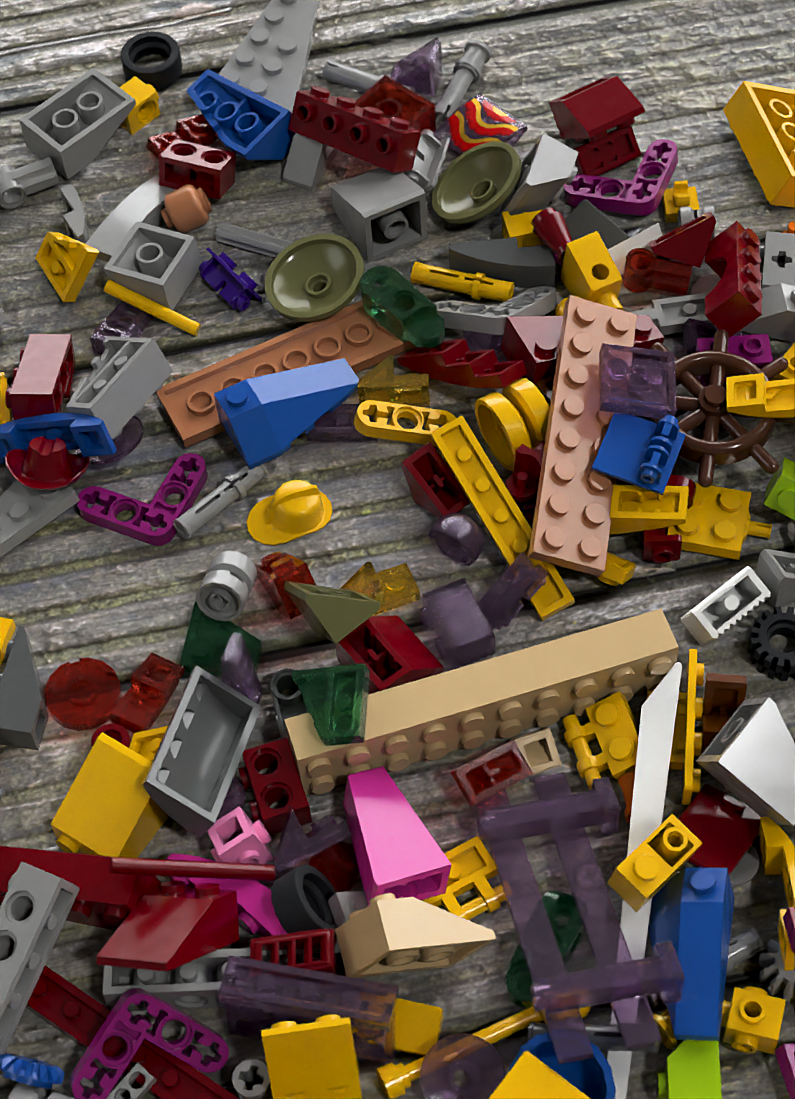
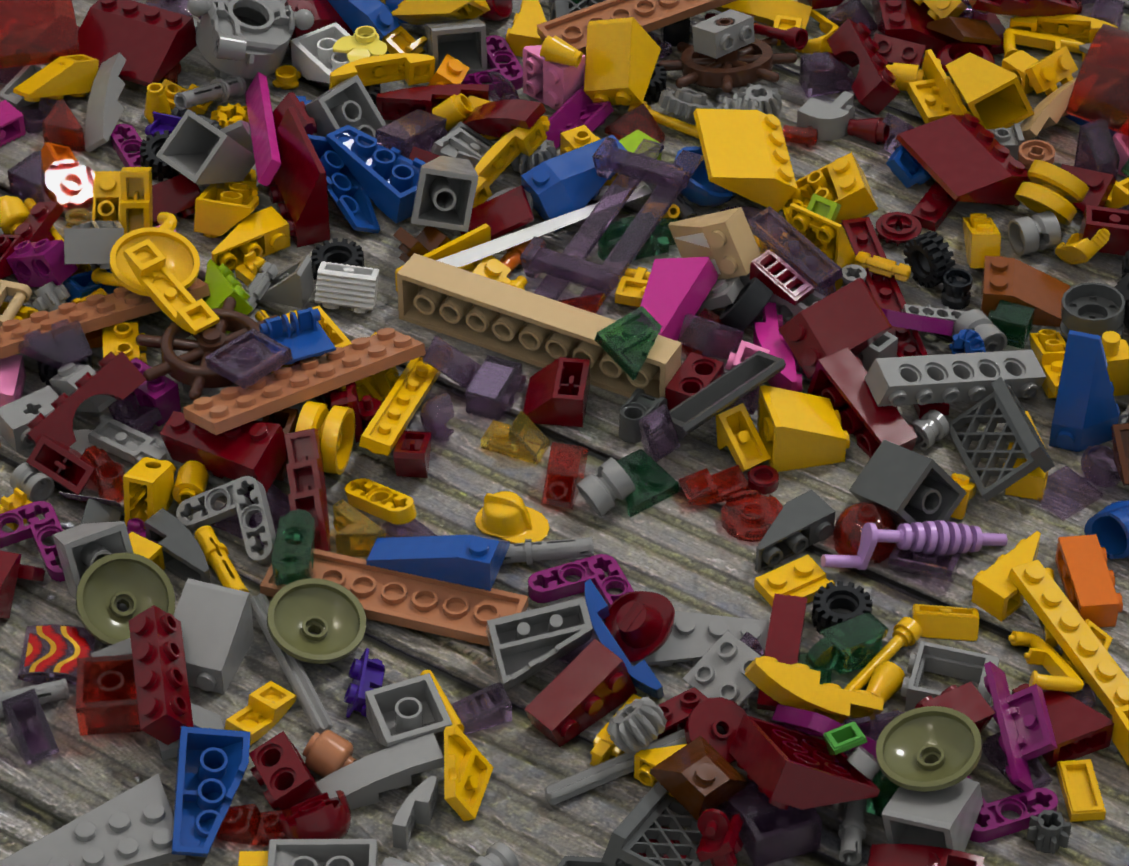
camera: 140 degrees left, 15 degrees down
(130, 148) = (318, 818): none -> dark red cylinder
(193, 869) = (794, 346): dark red bar -> none
(282, 207) = (263, 712): none -> yellow slope
(331, 610) = (560, 411): olive slope -> none
(350, 76) = (71, 744): light grey pin -> none
(552, 230) = (139, 513): dark red cone -> none
(654, 862) = (553, 202): yellow slope -> none

